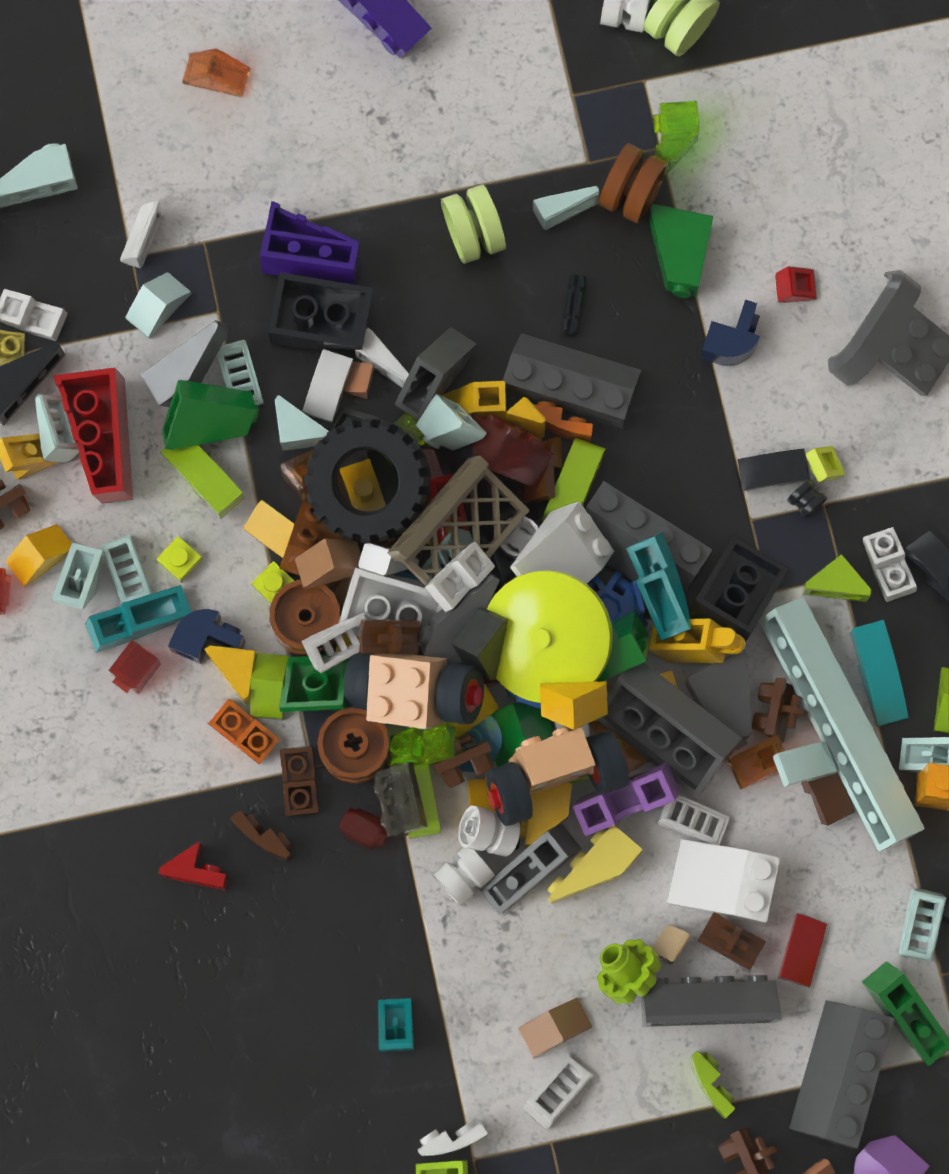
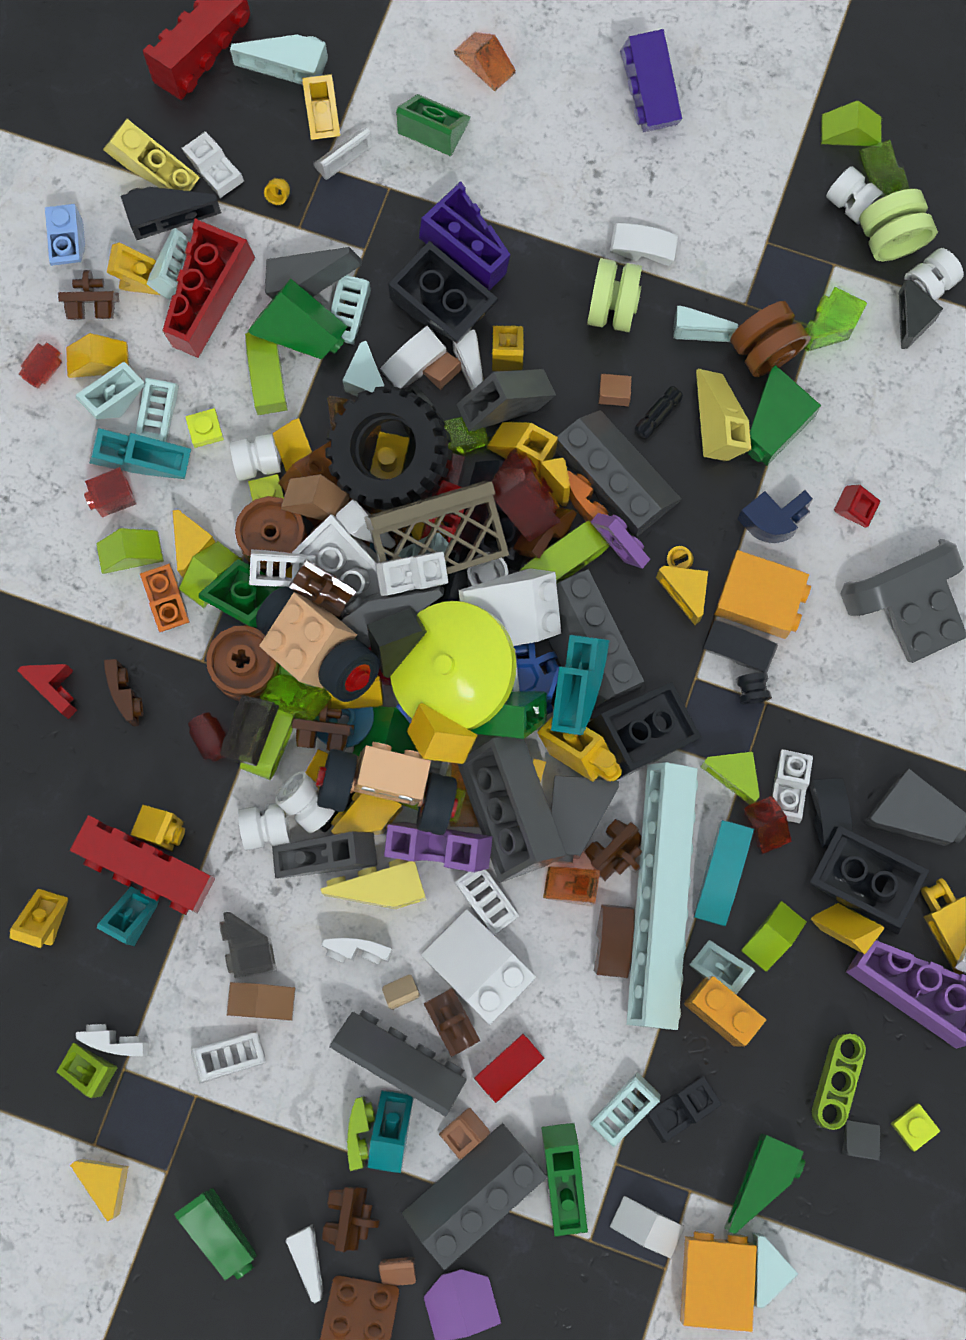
camera: 30 degrees right, 0 degrees up
(98, 205) = (321, 106): none -> yellow slope
(99, 307) = (272, 189): none -> yellow hinge
(156, 303) = (319, 212): light aqua slope -> none
(183, 709) = (129, 549): none -> lime slope
(198, 630) = (182, 494): dark blue brick -> none
(206, 160) = (431, 123): none -> green slope
(247, 555) = (254, 457): none -> white wheel
(299, 780) = (183, 666): reddish brown slope -> none
(319, 1075) = (39, 919): none -> yellow slope
(372, 933) = (158, 828): none -> yellow slope
(381, 974) = (143, 865): none -> red wedge
(405, 325) = (507, 348): none -> yellow slope
(448, 425) = (487, 445): light aqua slope -> none
(462, 160) = (639, 240): none -> white slope
(517, 986) = (249, 948): none -> clear smoke slope
(523, 307) = (615, 390): none -> nougat slope
(601, 935) = (348, 947): none -> white slope
(615, 439) = (625, 545): none -> medium lavender plate
(628, 970) = (347, 991): lime plant -> none
(634, 278) = (722, 419): none -> light yellow slope
(669, 419) = (678, 553): none -> yellow hinge
(696, 447) = (686, 588): none -> yellow slope
(738, 44) = (937, 273): none -> white wheel
(738, 1065) = (390, 1132): none -> teal slope
(742, 83) = (916, 312): none -> pearl dark grey slope
(764, 413) = (763, 595): none -> light orange brick
(799, 1029) = (464, 1133): none -> nougat slope
(805, 763) = (608, 910): light aqua slope -> none
(825, 464) = (787, 668): neon yellow plate -> none
(892, 607) = (769, 824): none -> clear red bracket

